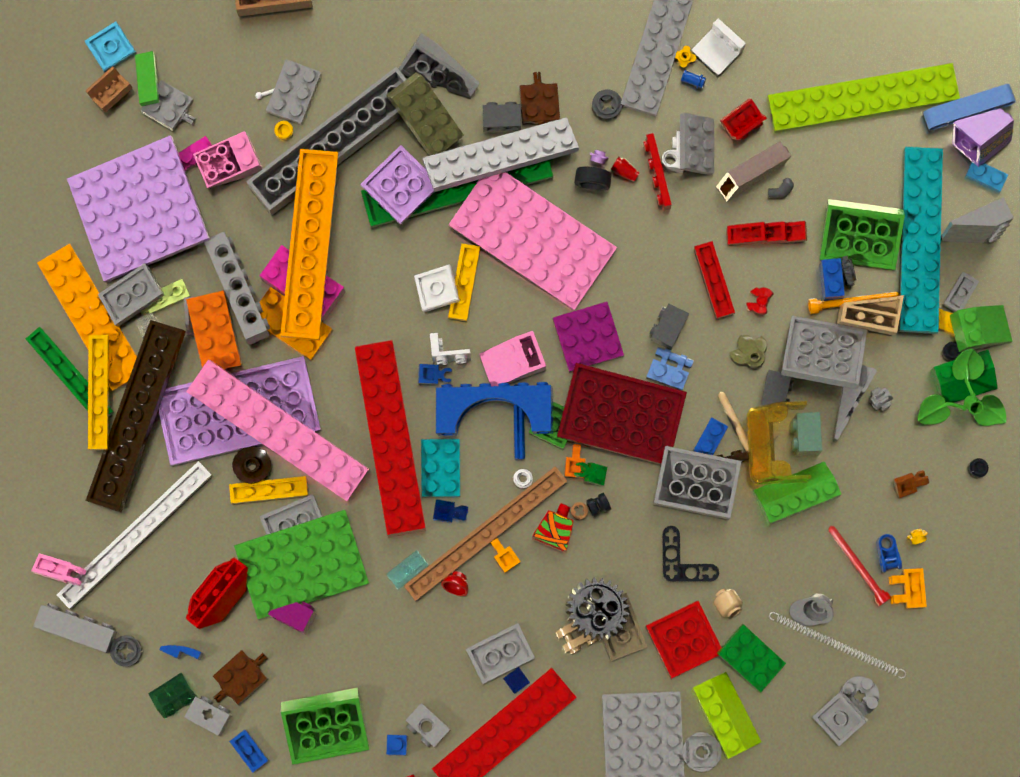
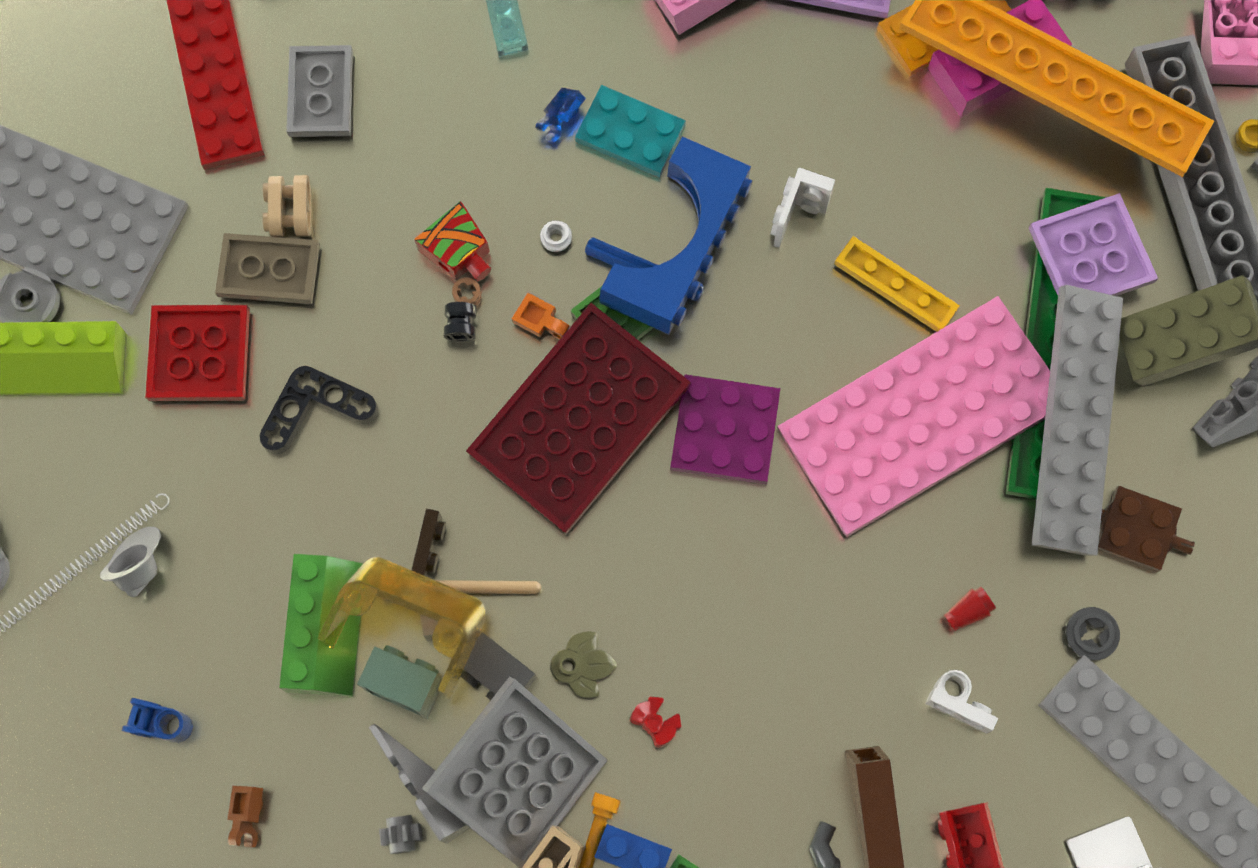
camera: 115 degrees right, 5 degrees down
(390, 438) = (707, 76): red brick -> none
(430, 374) = (774, 176): blue plate -> none
(436, 288) = (904, 240): white tile -> none
(456, 584) = (451, 75): red piece -> none
(485, 533) = (502, 150): medium nougat plate -> none
(501, 117) = (1140, 456): dark grey brick -> none
(506, 557) = (452, 158): light orange plate -> none
(513, 359) = (740, 301): bright pink slope -> none
(516, 680) = (271, 98): clear blue plate -> none
(592, 178) = (976, 547): black tyre -> none
(592, 472) = (509, 336): green plate -> none
(598, 156) = (1008, 577): lavender plate -> none
(608, 596) = (292, 213): gear -> none
(659, 178) = (929, 655): red plate -> none
(668, 374) = (608, 521): medium blue plate -> none
(669, 326) = (681, 555): dark grey brick -> none
(685, 61) = (1115, 807): yellow plate -> none
(693, 79) = (1079, 792): blue pin -> none
(696, 144) = (962, 743): light grey plate -> none
(697, 482) = (412, 474): light grey slope -> none
(711, 437) = (472, 531): blue brick -> none
(714, 280) = (723, 663): red plate -> none
(728, 603) = (214, 439): tan head -> none
(751, 658) = (116, 434): green plate -> none
(767, 233) = (761, 788): red slope -> none
(880, 595) = (99, 677): piece -> none
(913, 588) = (82, 735): light orange plate -> none
(917, 536) = (156, 782): yellow plate -> none

